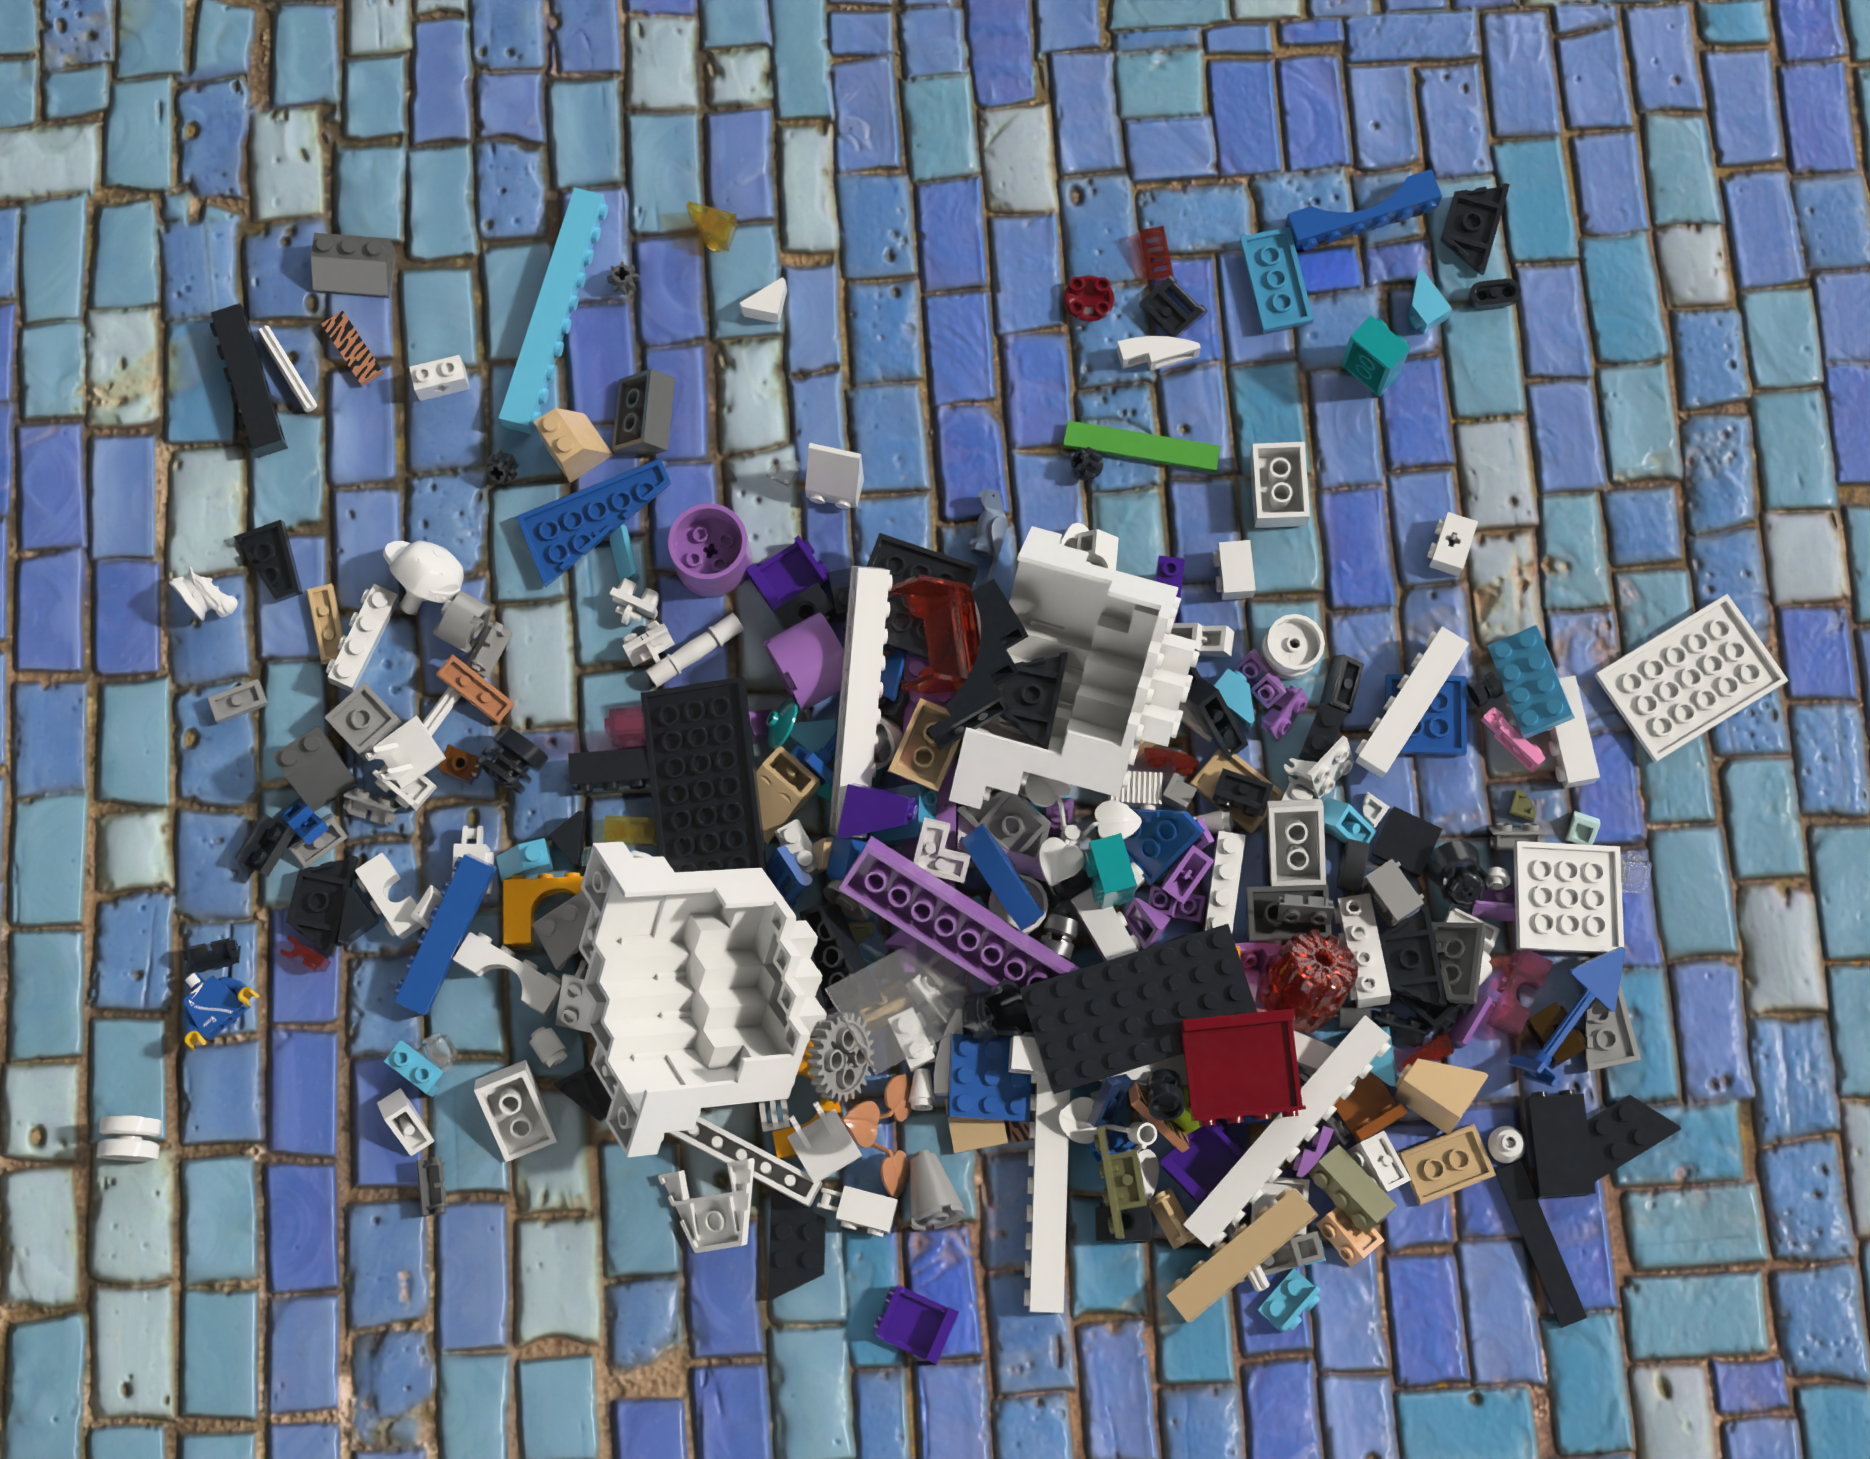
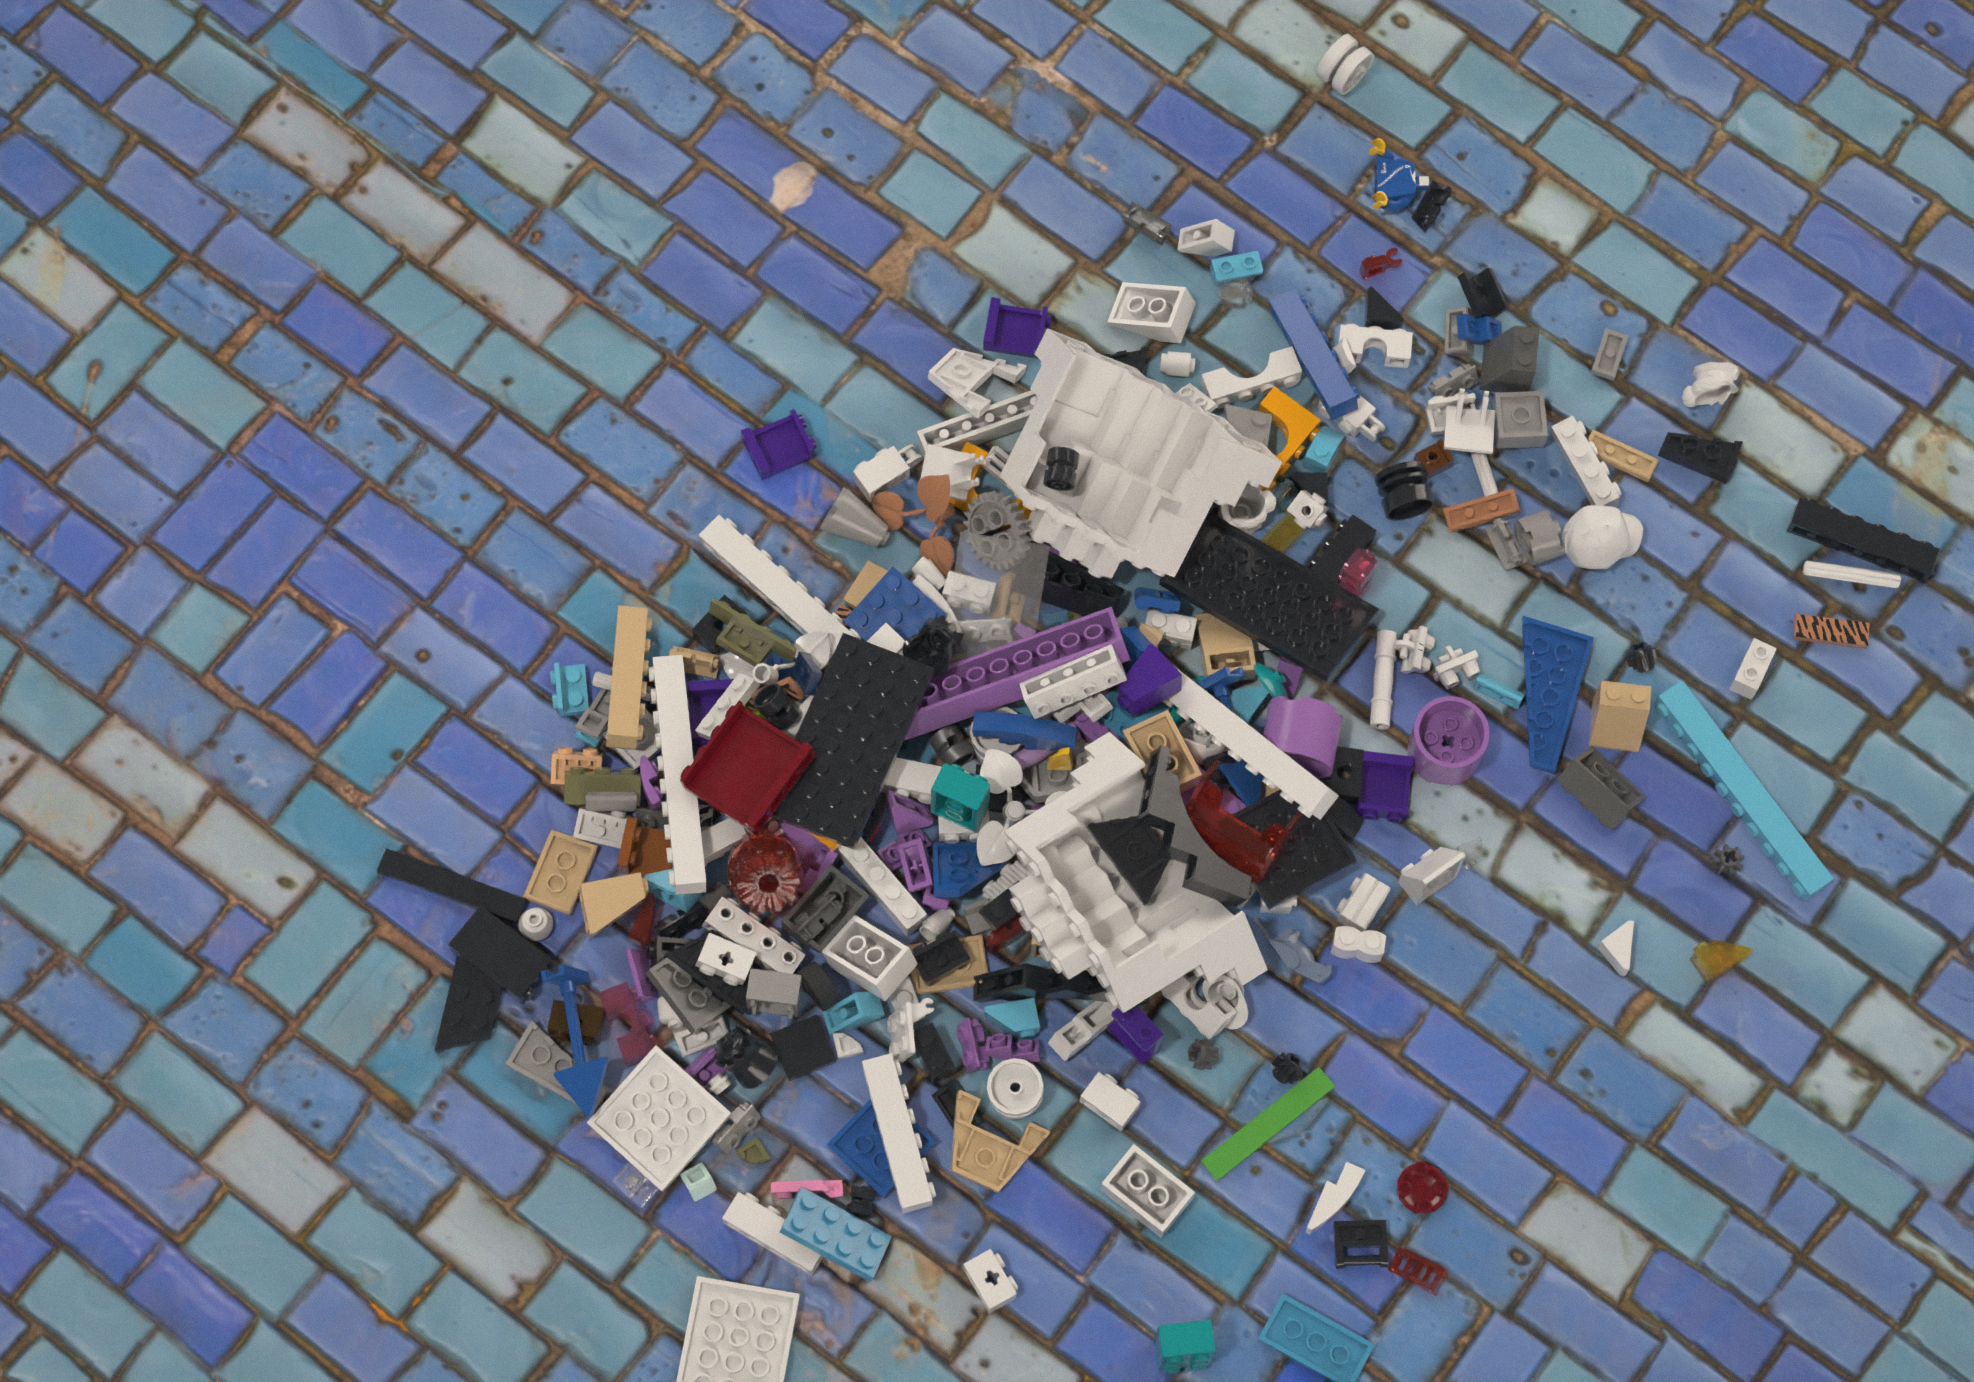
camera: 125 degrees right, 5 degrees down
(320, 900) = (1412, 298): black wing -> none
(352, 264) = (1901, 679): dark grey slope -> none
(598, 820) = (1300, 507): none -> white brick
(630, 1212) = (1015, 329): none -> dark purple panel
(750, 1033) = (1061, 468): none -> black wheel
(795, 1246) = (897, 411): black wing -> none
(902, 514) = (1363, 903): none -> white brick
(933, 863) = (1072, 681): none -> white brick
(943, 494) = (1363, 945): none -> white brick
(997, 828) = (1060, 760): none -> yellow tile
(1133, 533) = (1203, 1054): none -> dark grey gear
(1157, 773) = (999, 910): none -> black plate
(1196, 1143) = (740, 689): none -> white plate
(1359, 1168) = (610, 801): none -> light grey slope
(1363, 627) = (983, 1155): none -> tan wing
(1405, 965) = (738, 957): none -> white brick

